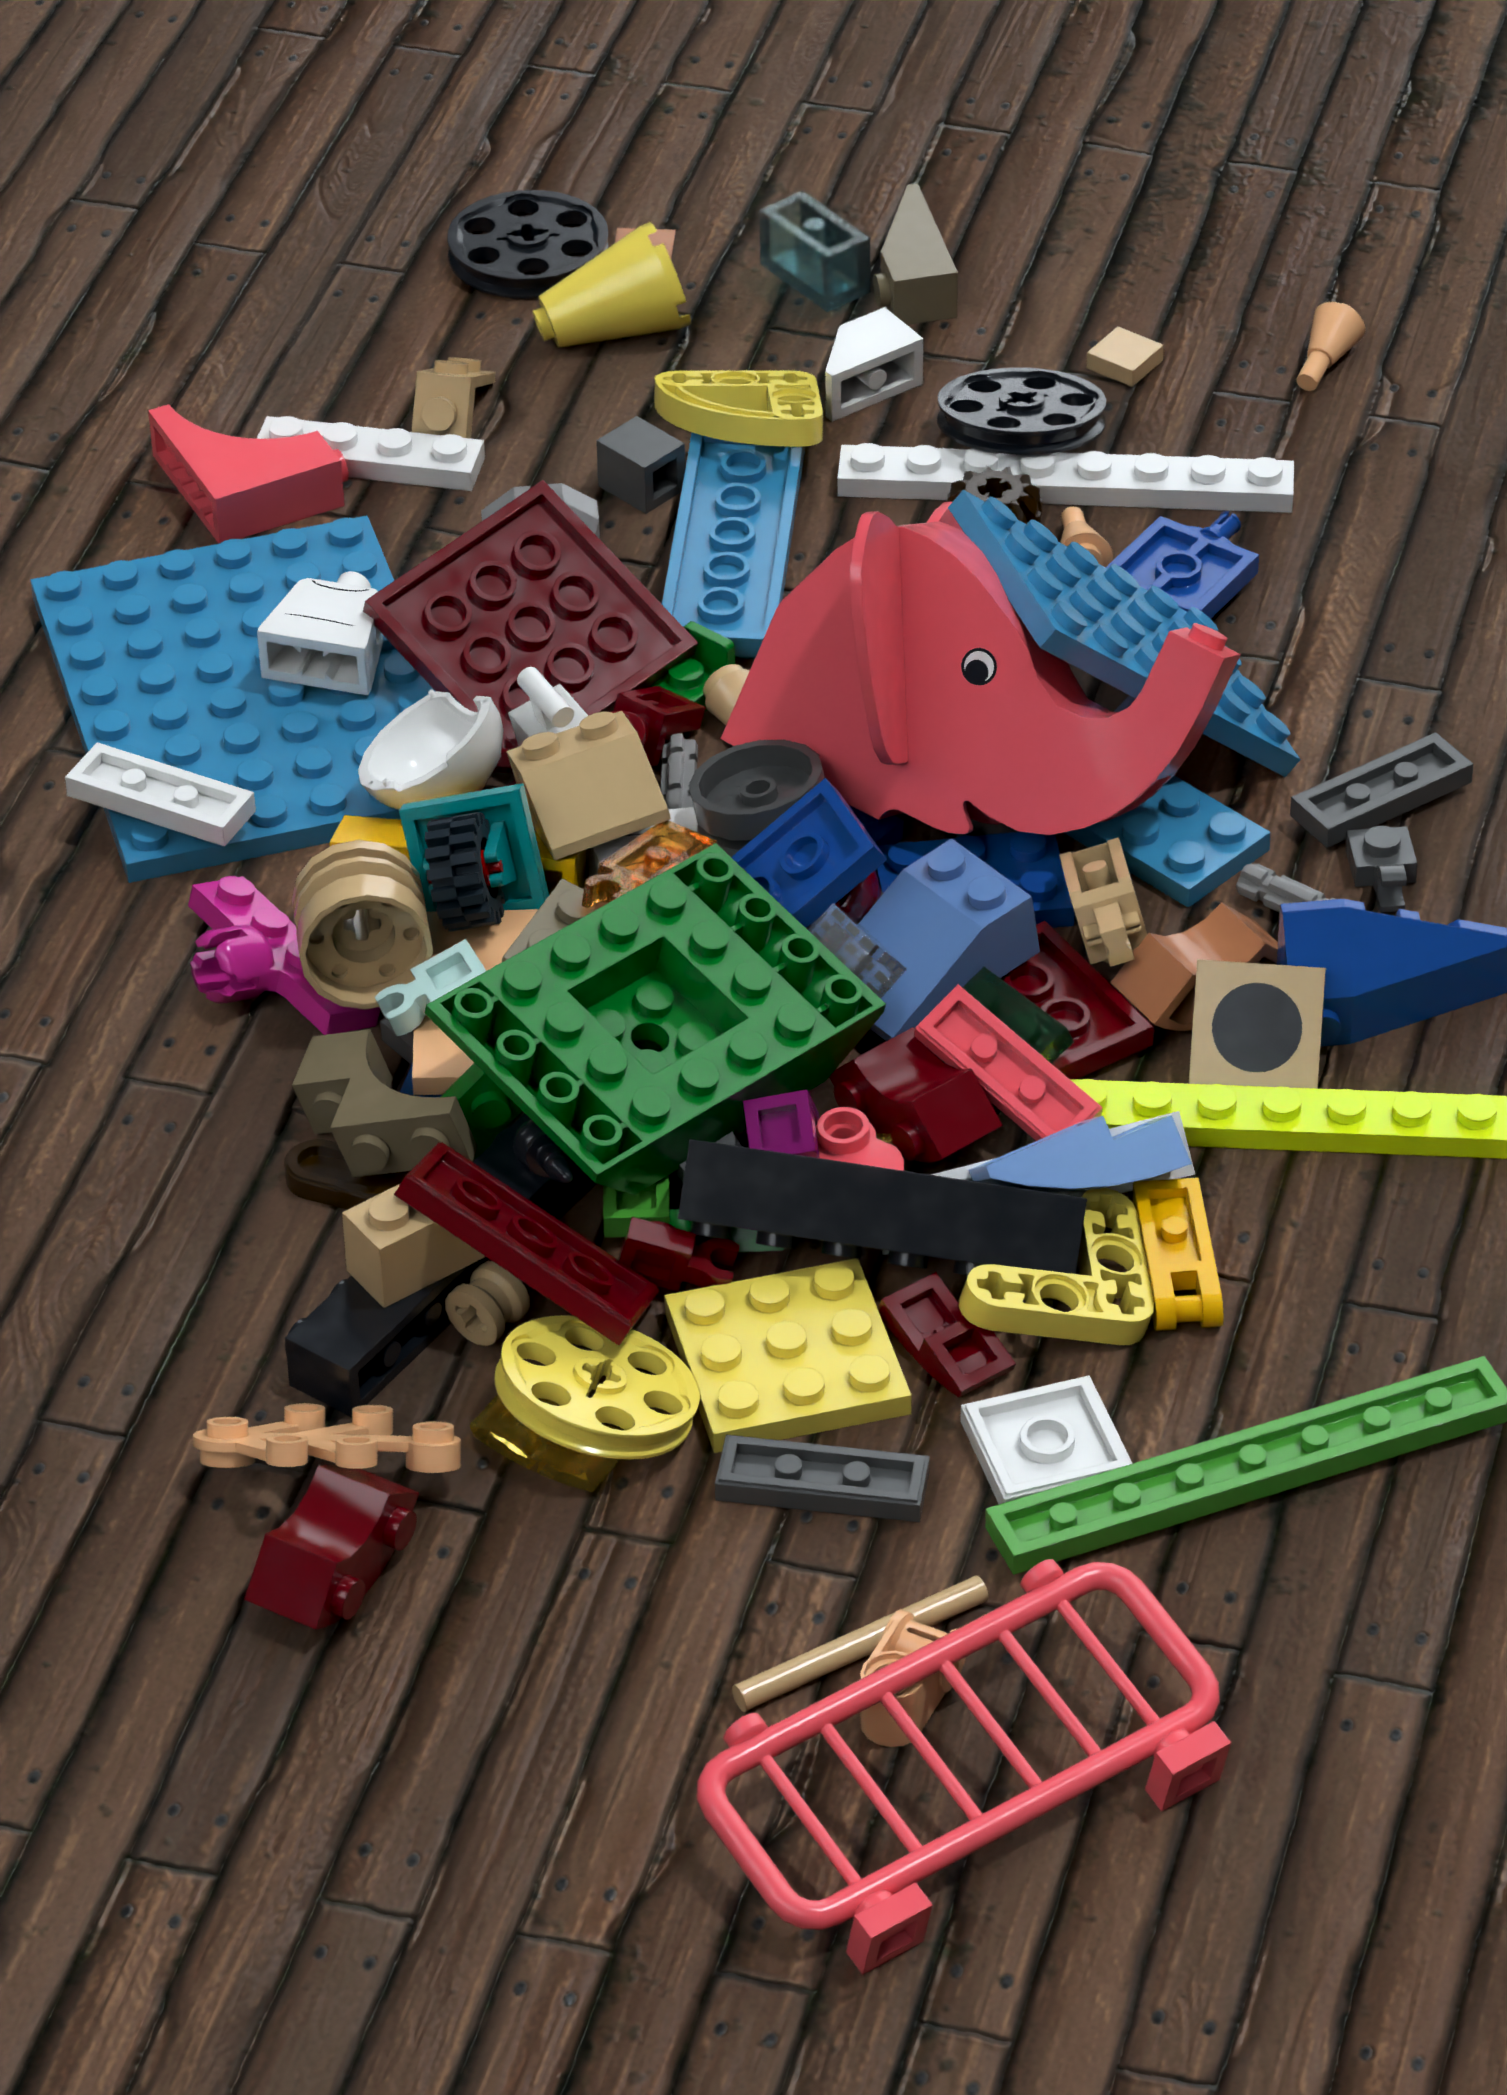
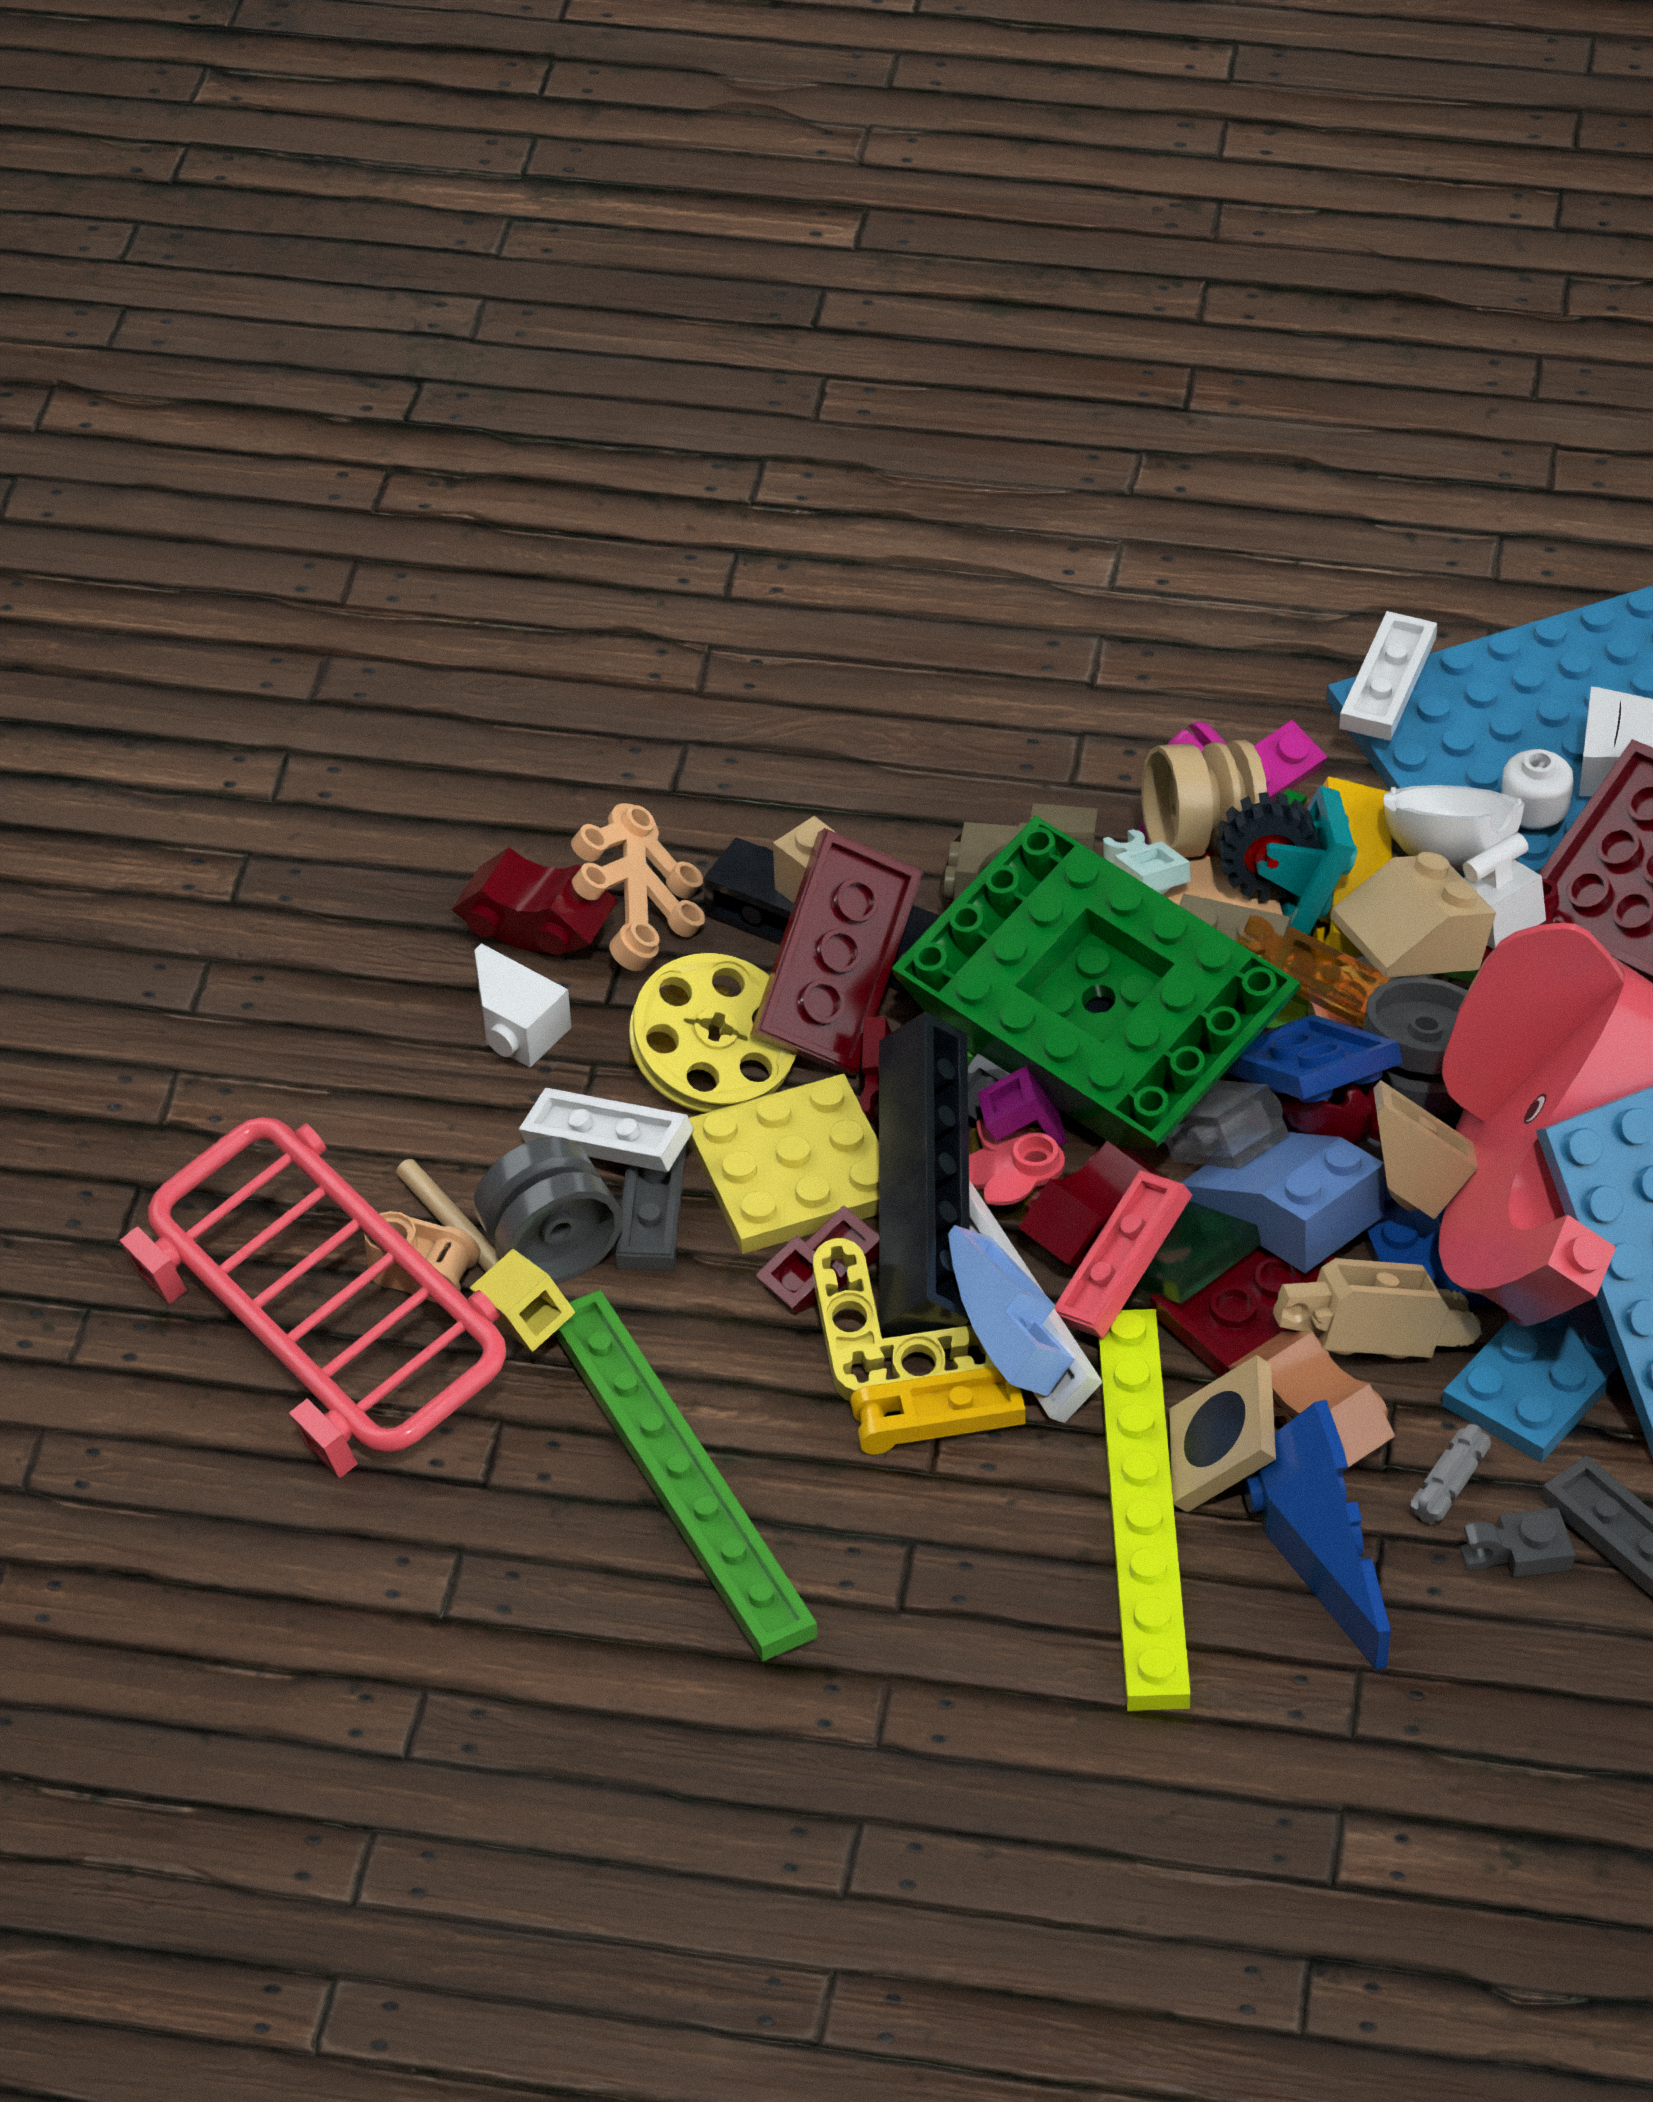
camera: 85 degrees right, 5 degrees up
(383, 690) = (1542, 783): none -> white head
(500, 1575) = (519, 1007): none -> white slope
(736, 1489) = (609, 1128): none -> white plate
(886, 1526) = (549, 1207): none -> dark grey wheel
(953, 807) = (1421, 1154): none -> tan slope
(1007, 1550) = (525, 1298): none -> light yellow brick
(1042, 1438) = (703, 1339): white tile -> none

